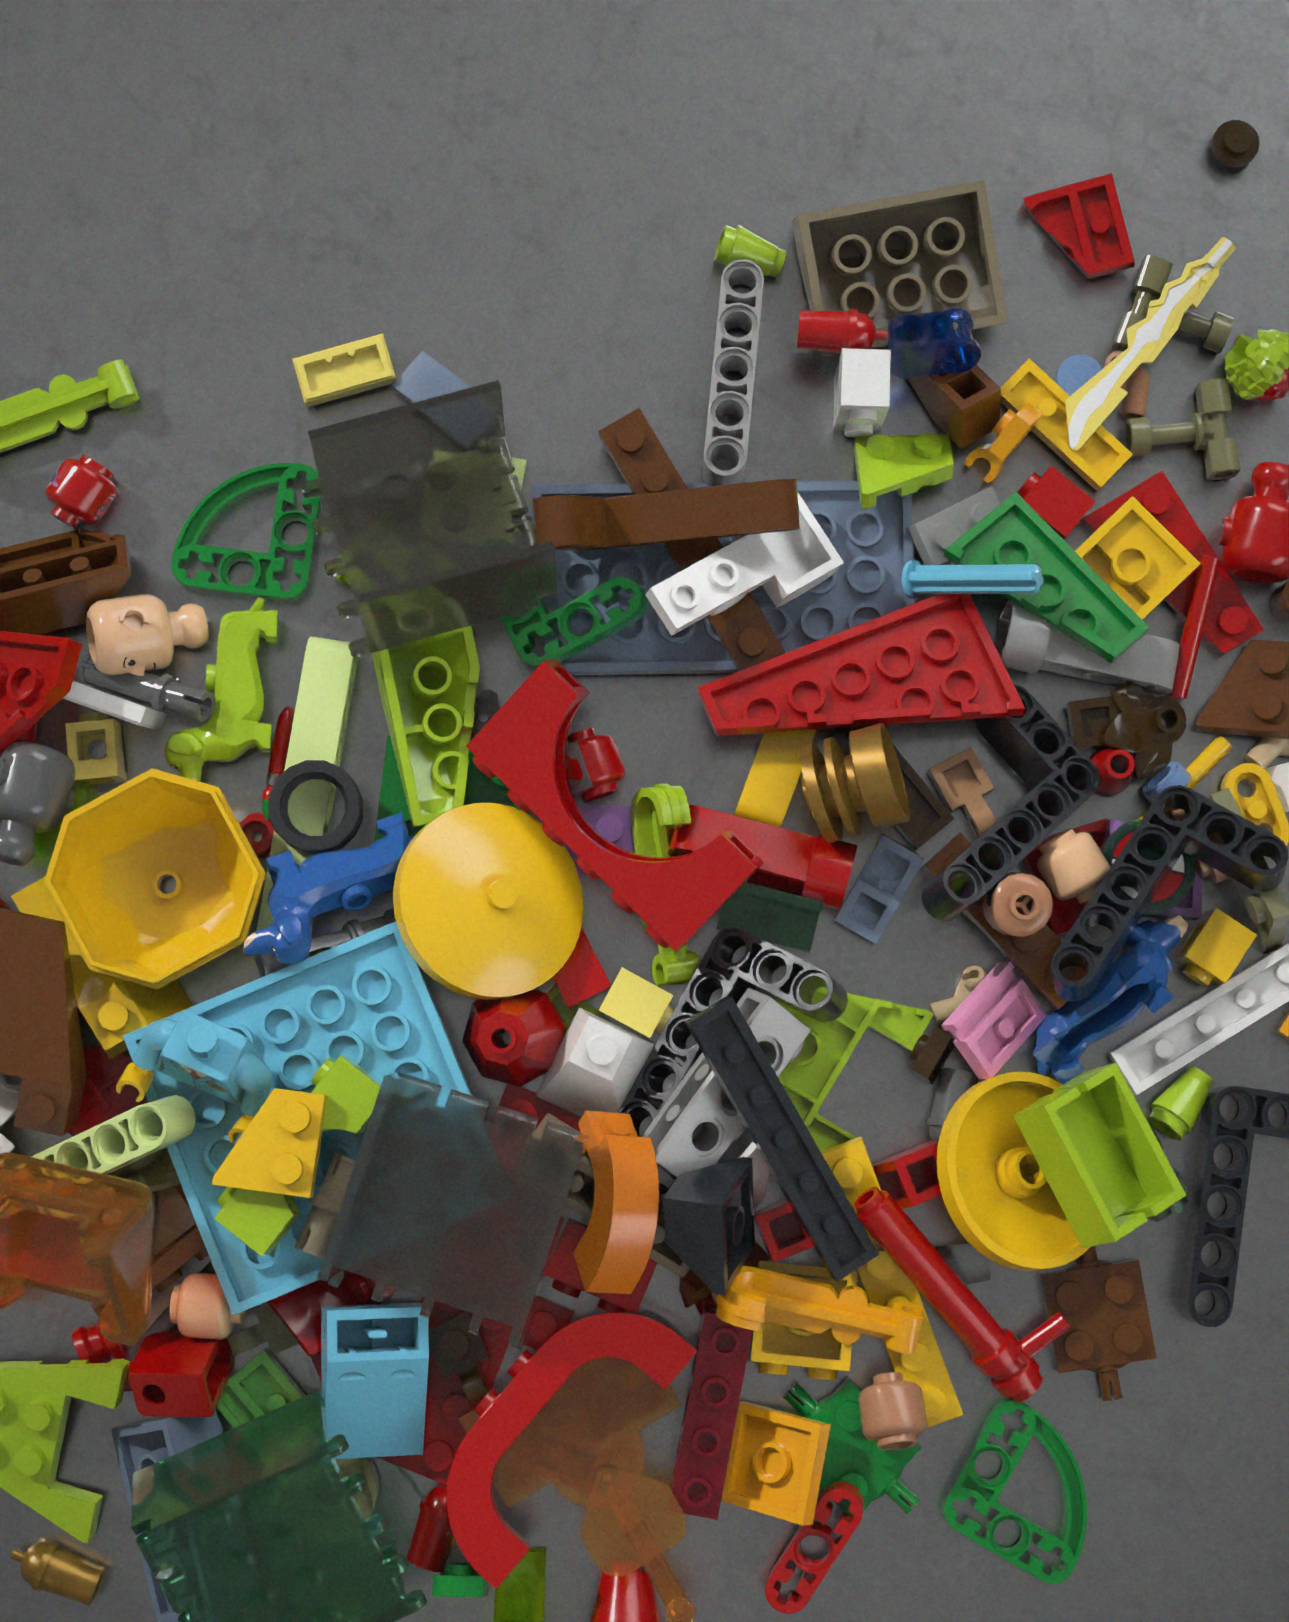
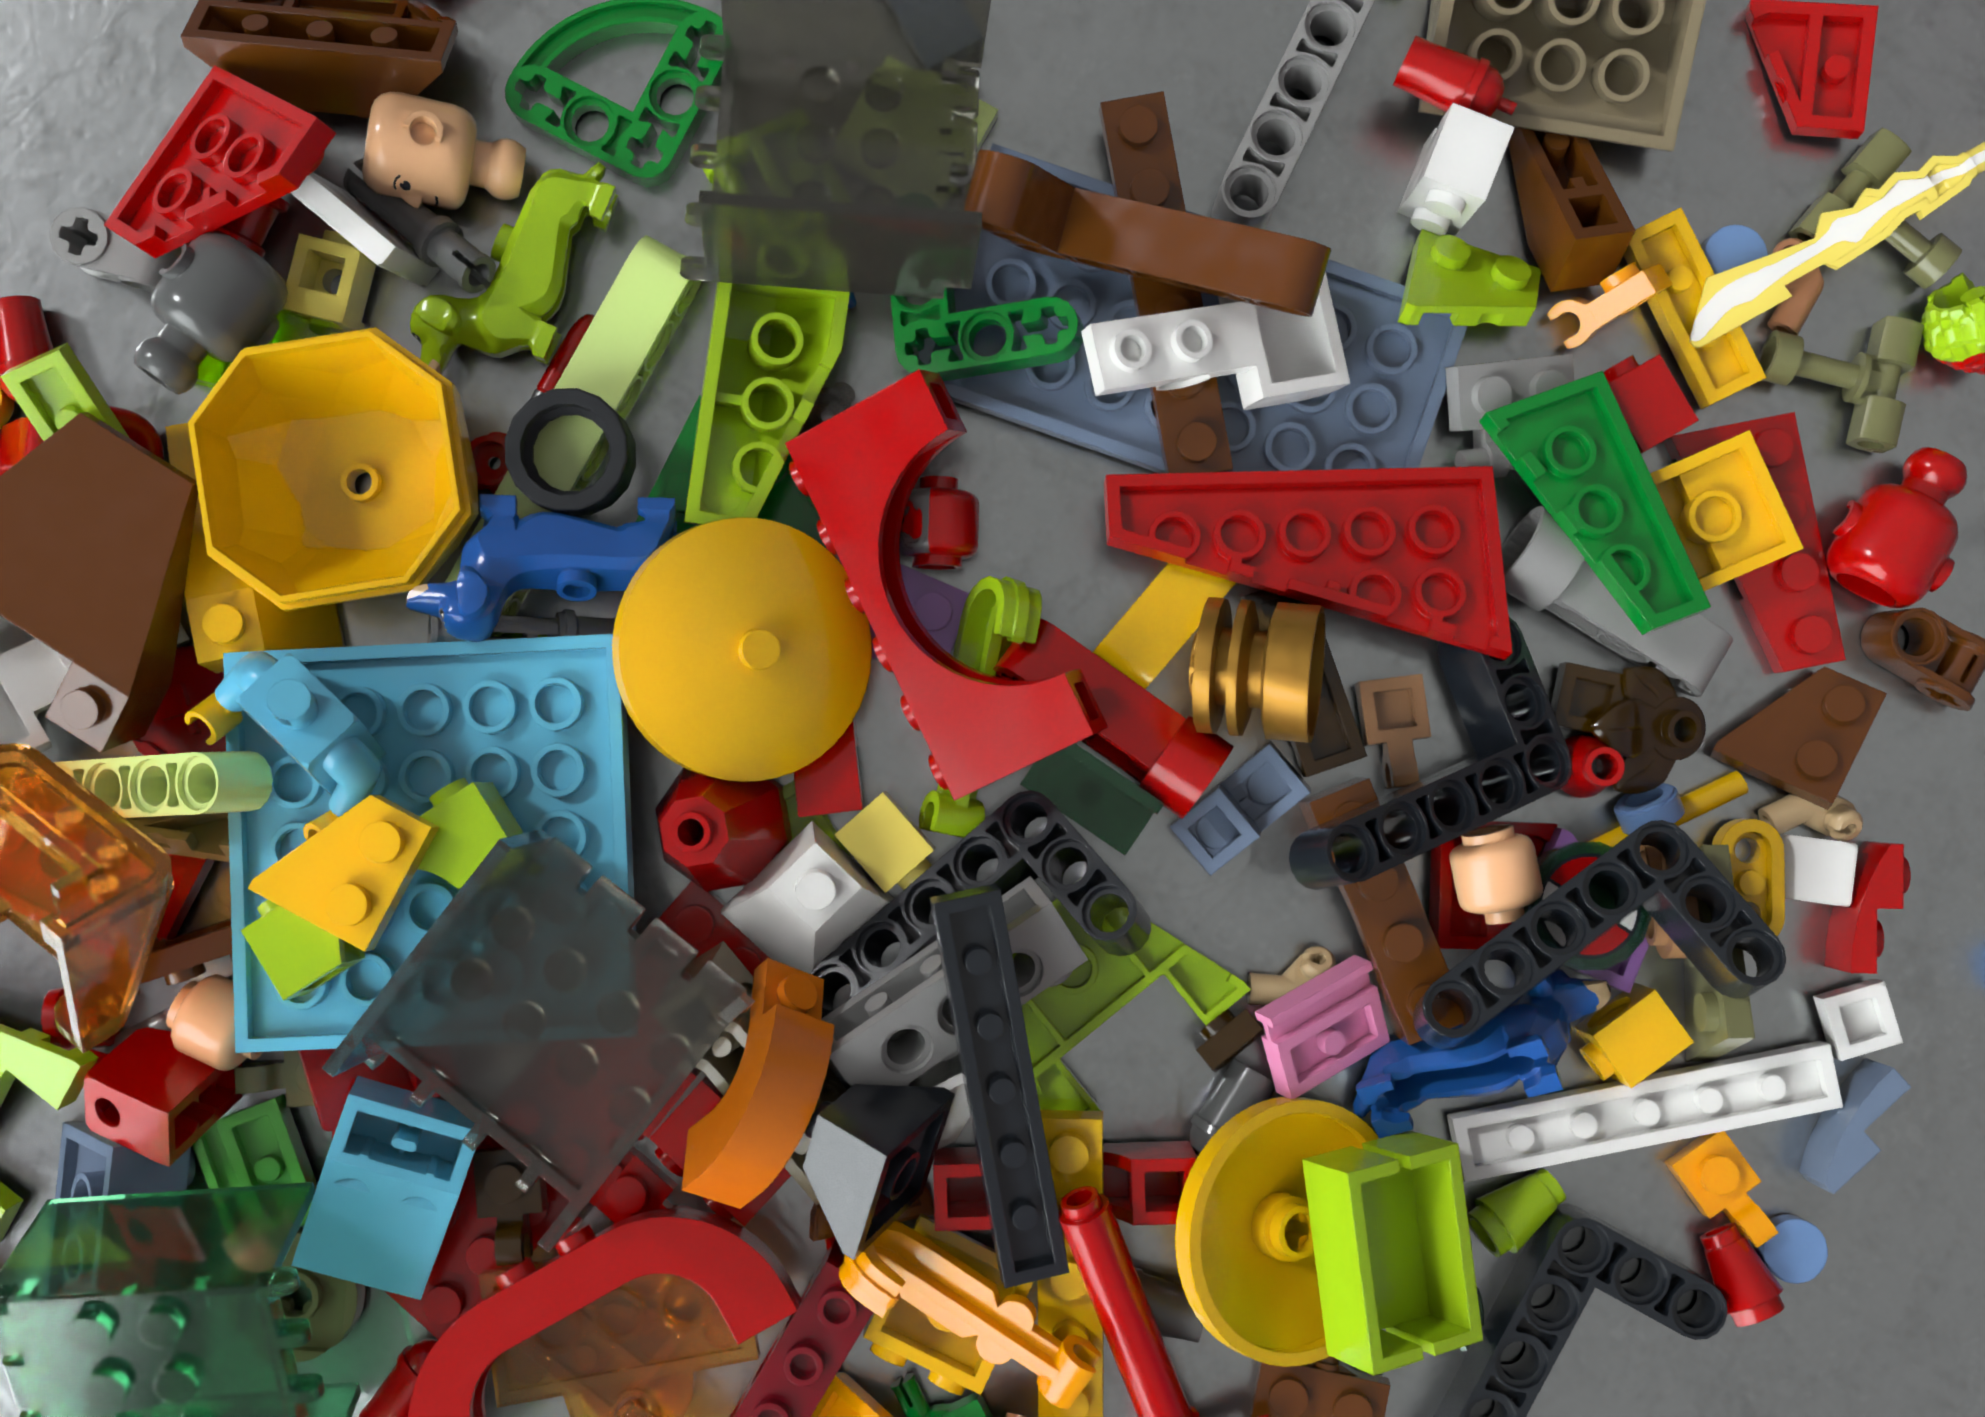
camera: 25 degrees right, 5 degrees up
(326, 1207) = (387, 961): dark tan pin -> none
(927, 343) = (1563, 134): clear blue piece -> none
(970, 579) = (1506, 462): medium azure axle -> none
(1035, 906) = (1391, 893): nougat head -> none
(1194, 625) = (1763, 621): red bar -> none

